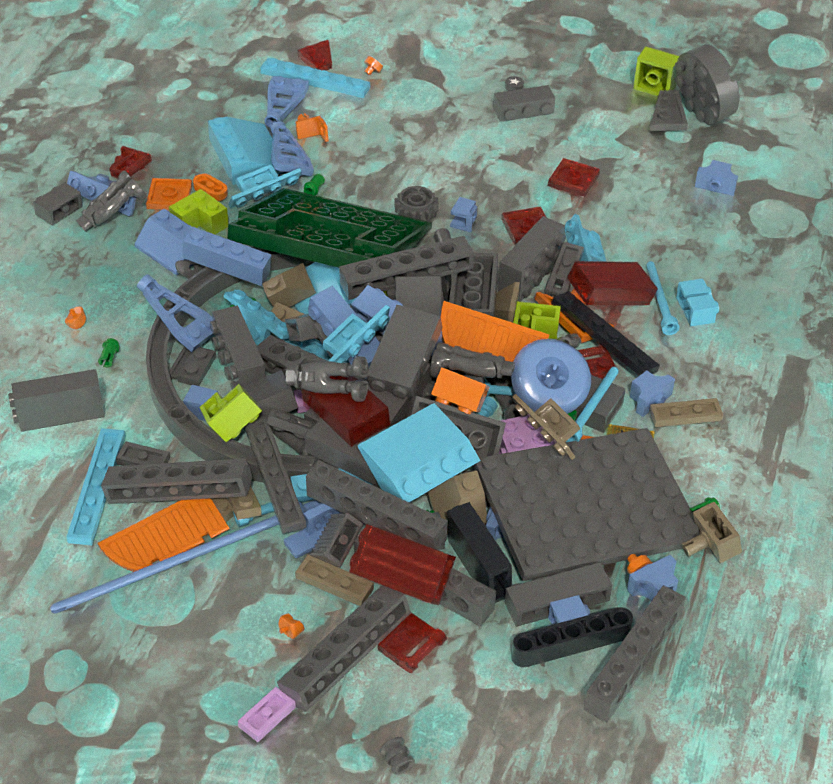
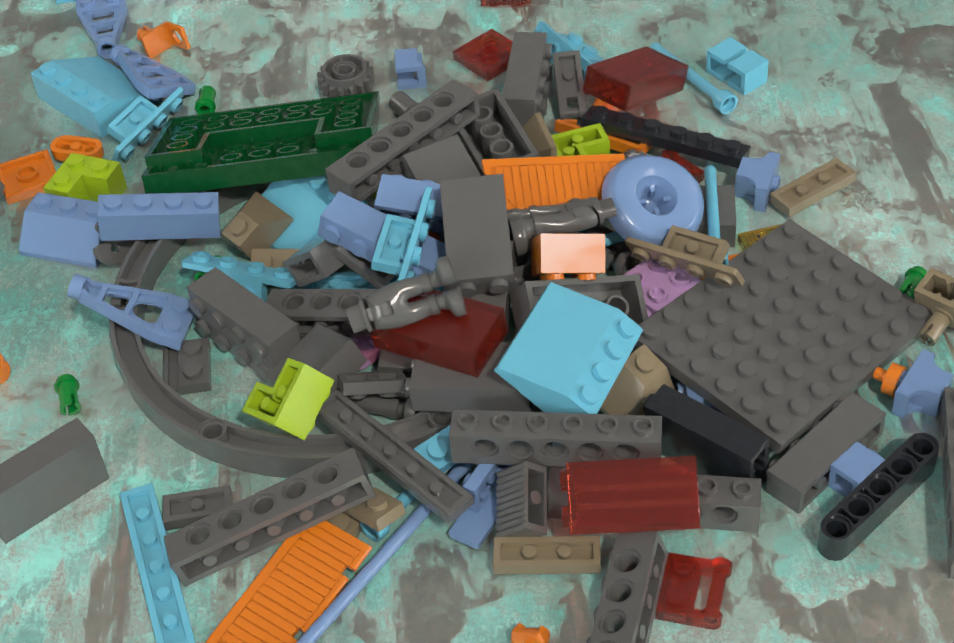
camera: 20 degrees left, 0 degrees up
(195, 398) = (228, 402): medium blue brick -> none

